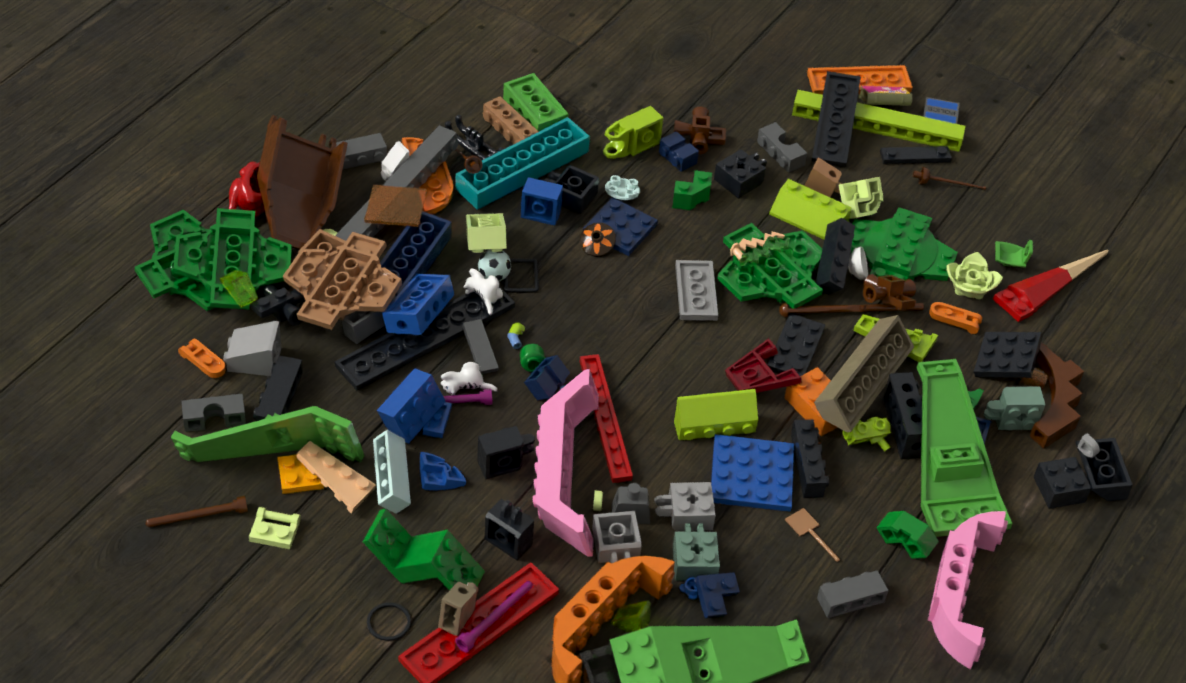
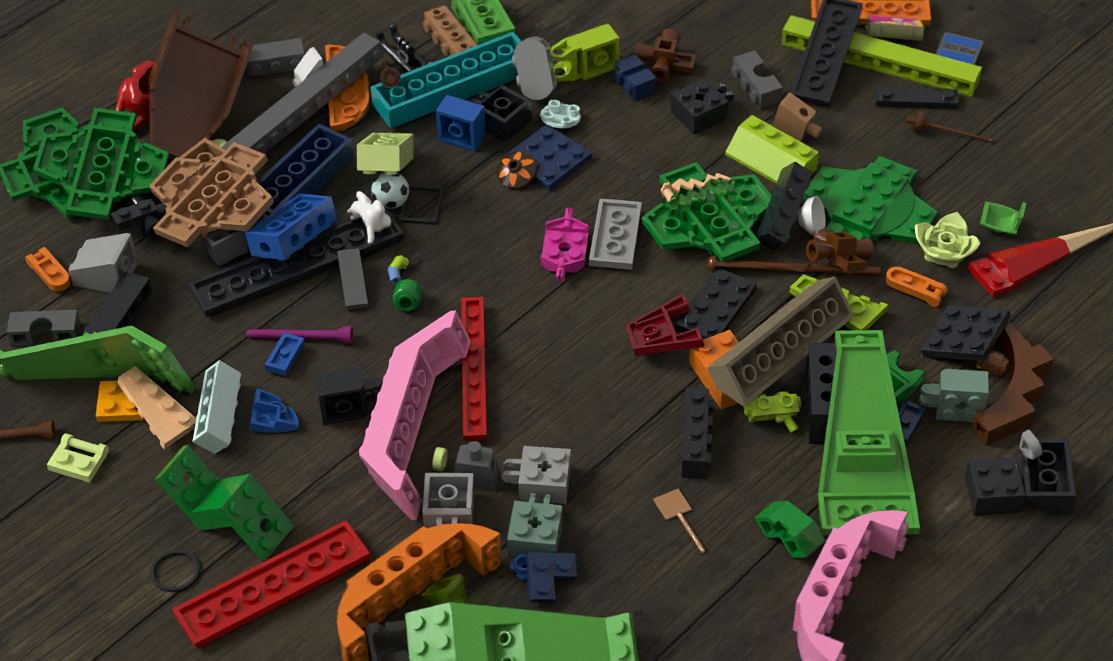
camera: 15 degrees right, 0 degrees up
(240, 287) = (100, 195): clear neon green slope -> none
(395, 205) = (294, 117): clear orange piece -> none
(411, 405) = (254, 336): blue brick -> none
(459, 598) = (246, 560): dark tan torso -> none
(466, 640) = (250, 598): magenta piece -> none
(467, 378) = (328, 312): white animal -> none
(509, 529) = (328, 481): black hinge -> none
(547, 378) = (416, 316): dark blue brick -> none
(595, 148) = (534, 68): none -> light grey brick
(656, 293) = (569, 234): none -> dark pink plate
(690, 194) = (633, 126): green brick -> none
(716, 414) = (599, 374): lime slope -> none
(752, 472) = (627, 444): blue plate -> none
(852, 594) = (707, 591): dark grey brick -> none
(862, 196) = (835, 140): yellowish green brick -> none

